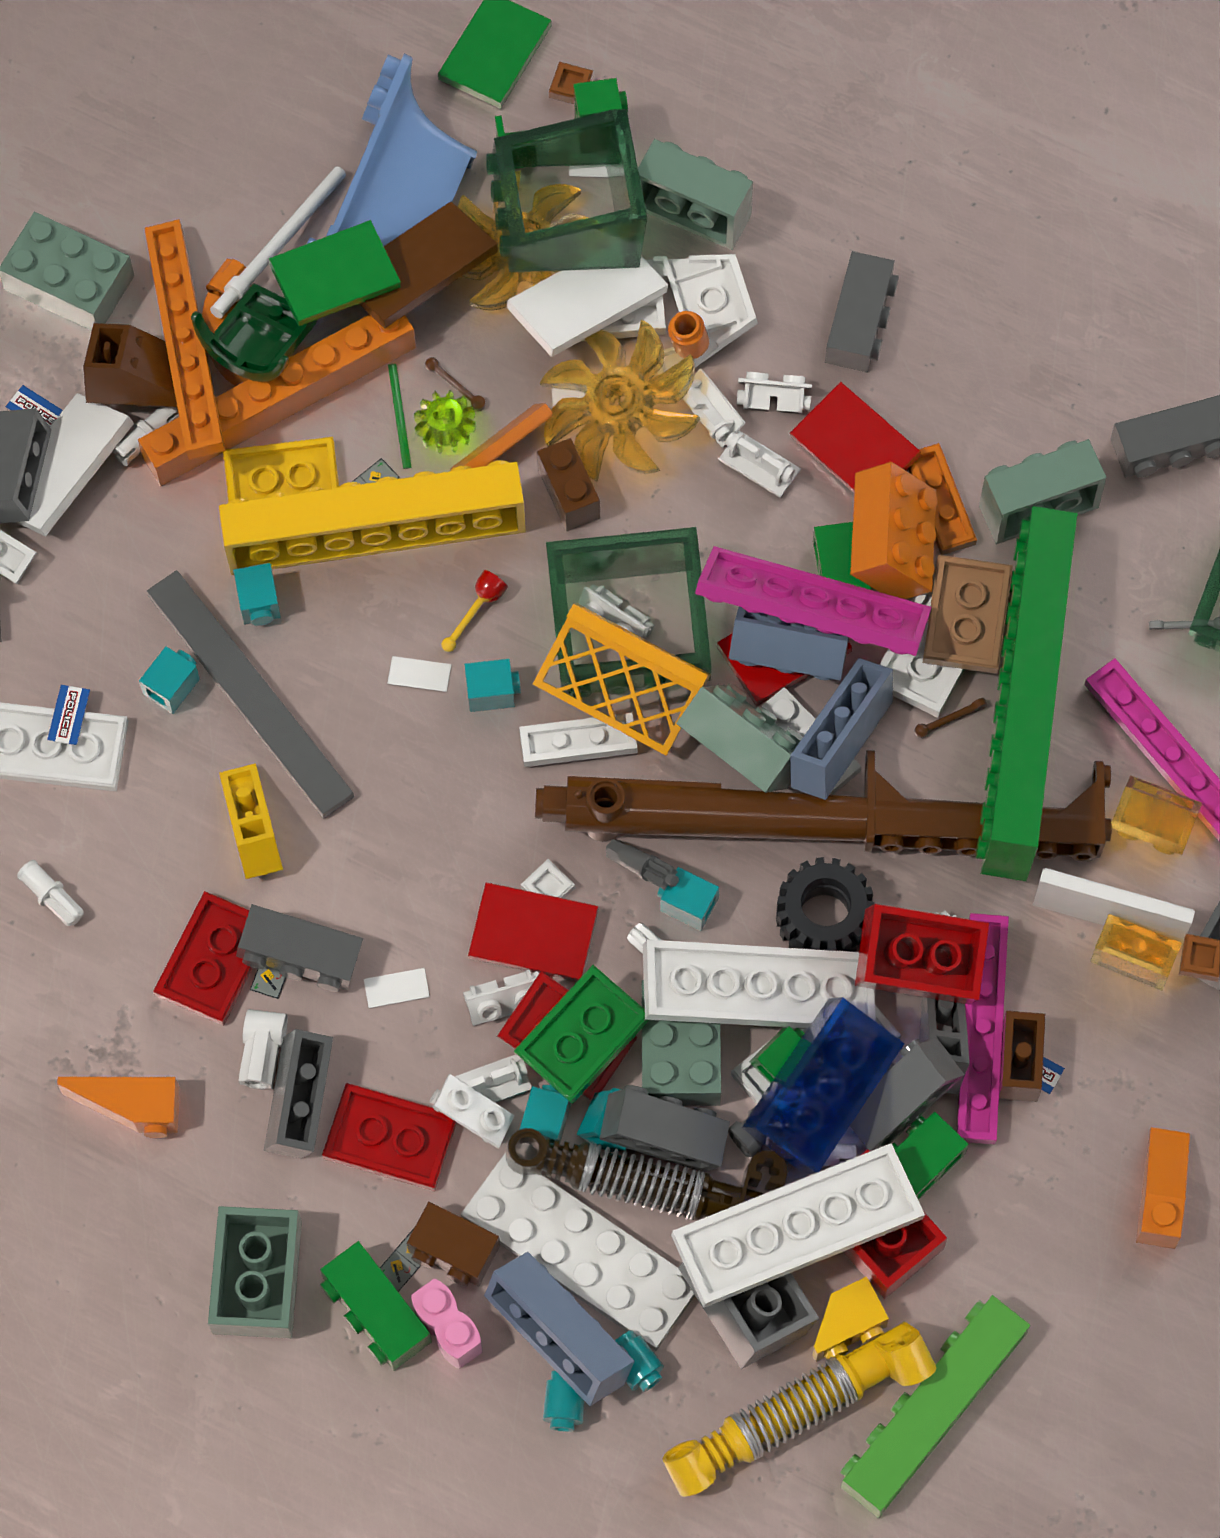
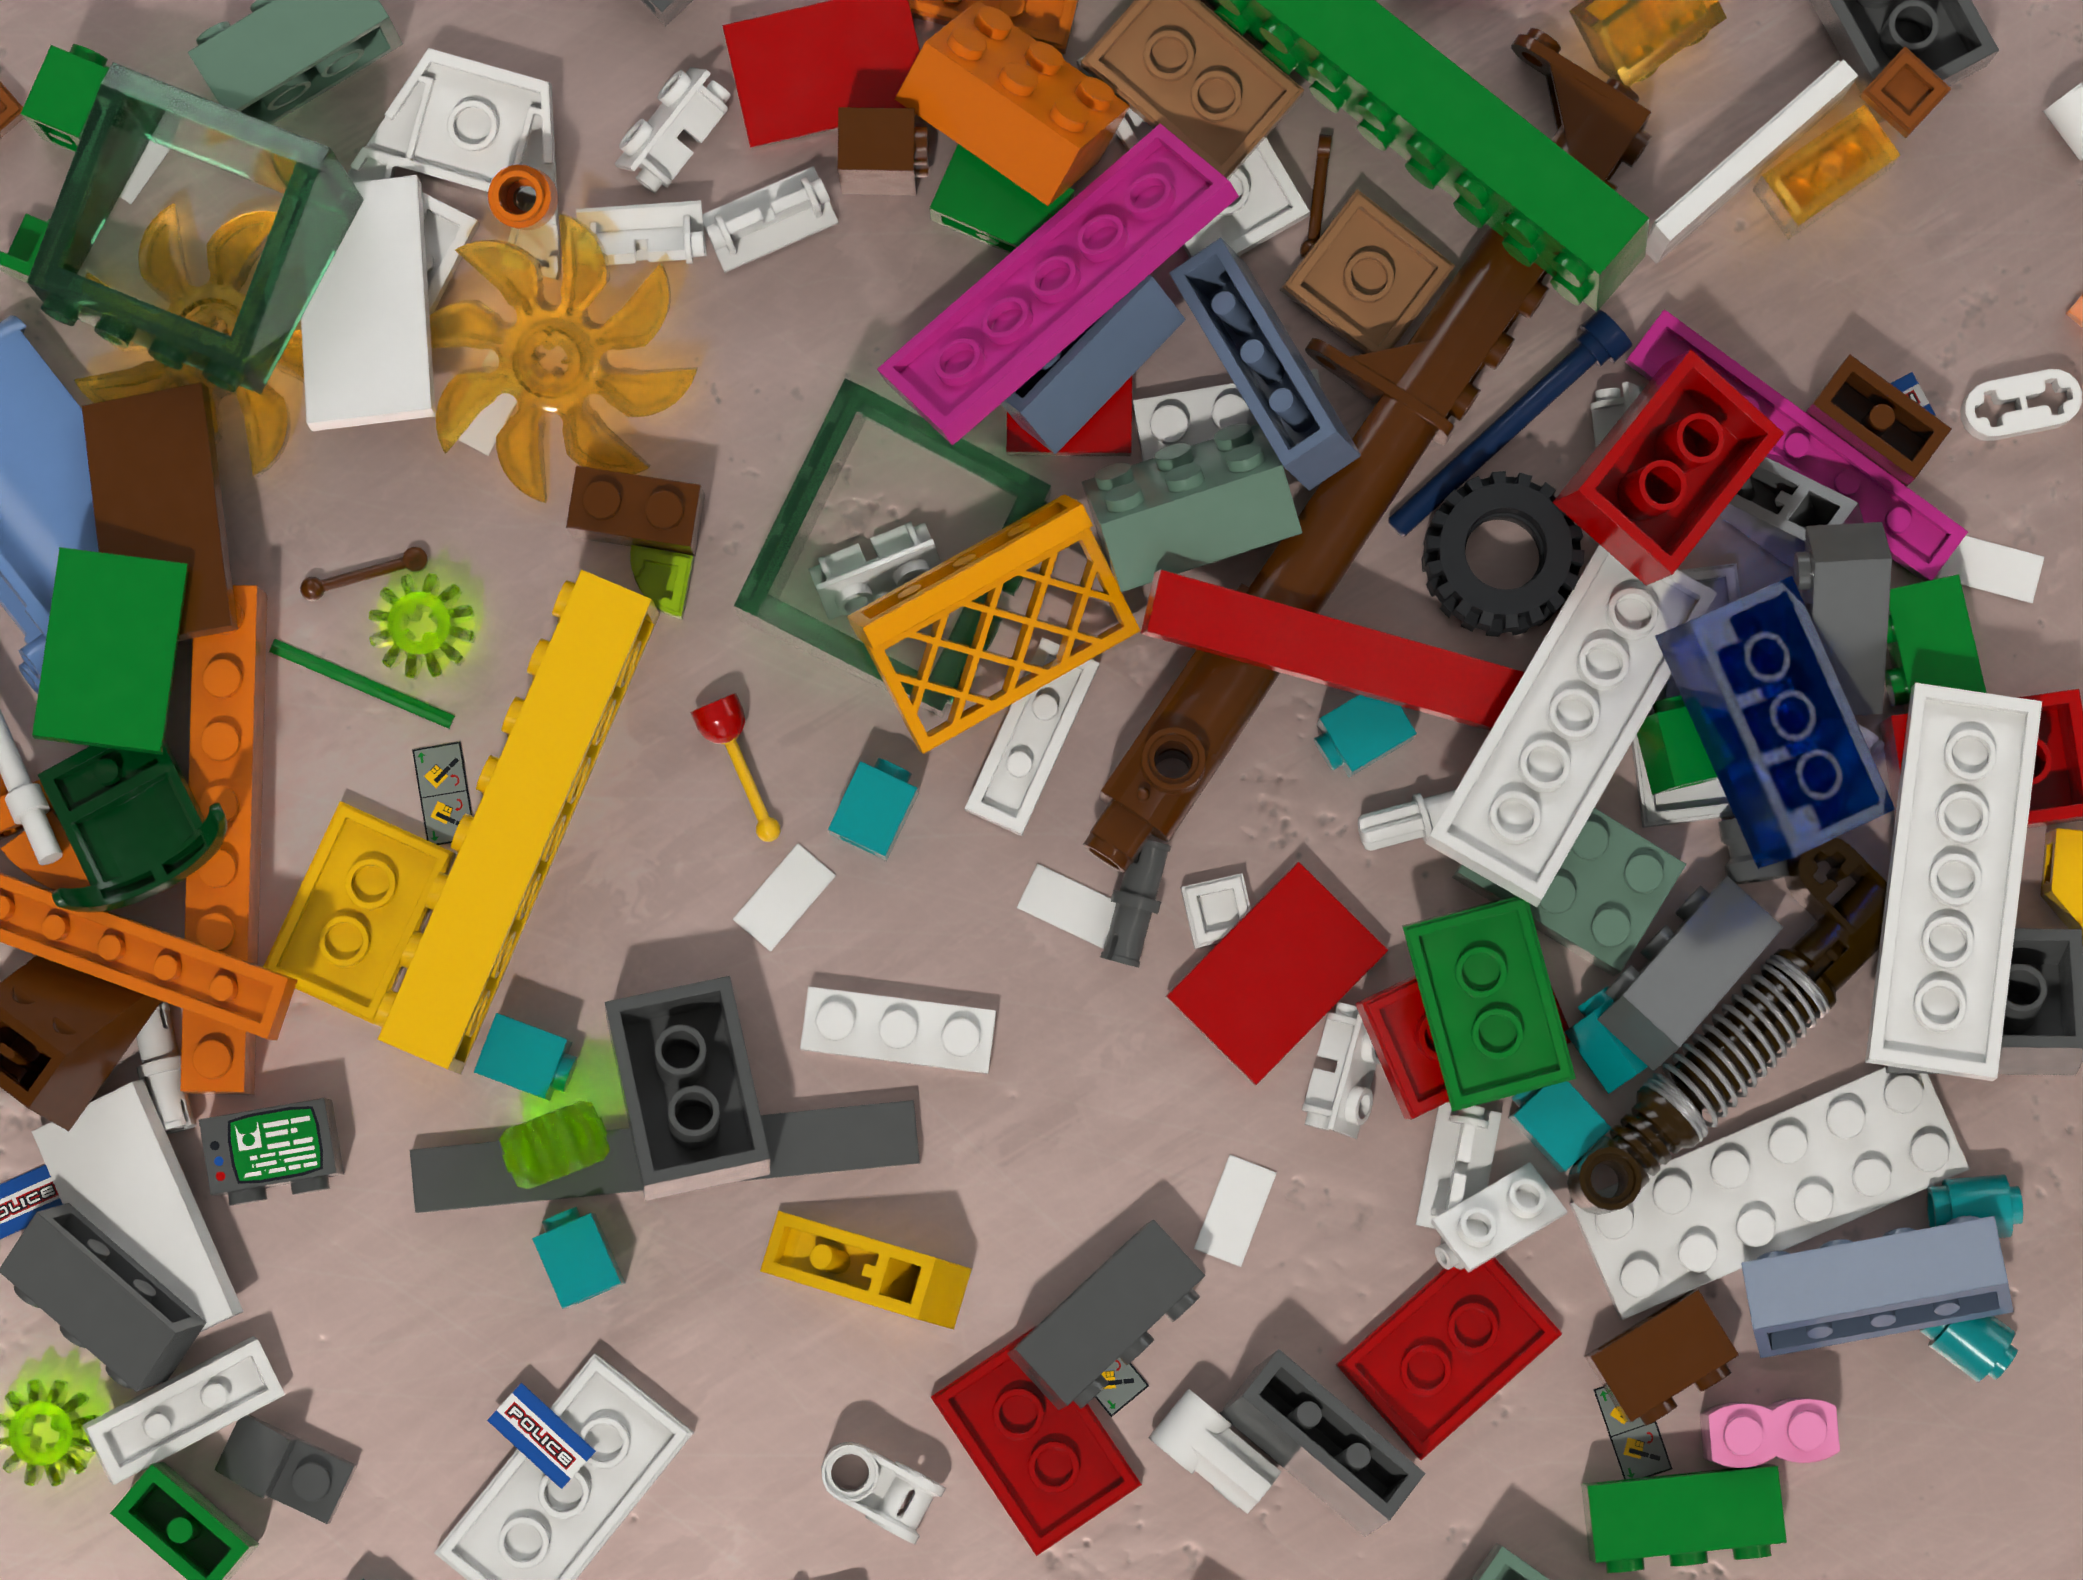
camera: 60 degrees left, 15 degrees up
(136, 504) = (271, 1149): none -> brick
(140, 898) = (884, 1490): none -> white piece
(219, 626) = (554, 1144): none -> clear neon green gear
(288, 673) = (687, 1088): none -> dark grey brick
(385, 766) = (898, 1030): none -> white plate
(504, 814) = (1068, 905): none -> white sticker
(507, 436) = (505, 564): orange tile -> none
(525, 840) = (1135, 905): none -> dark grey pin
(544, 521) = (662, 577): none -> lime tile
(646, 866) = (1281, 763): dark grey piece -> none
(712, 842) = (1327, 650): none -> red tile
(826, 486) = (881, 151): none -> reddish brown brick
(926, 761) = (1367, 276): none -> medium nougat tile
(967, 896) = (1599, 342): none -> dark blue piece
(988, 1172) = (1995, 568): none -> white sticker
(1077, 1138) = (2018, 390): none -> white beam

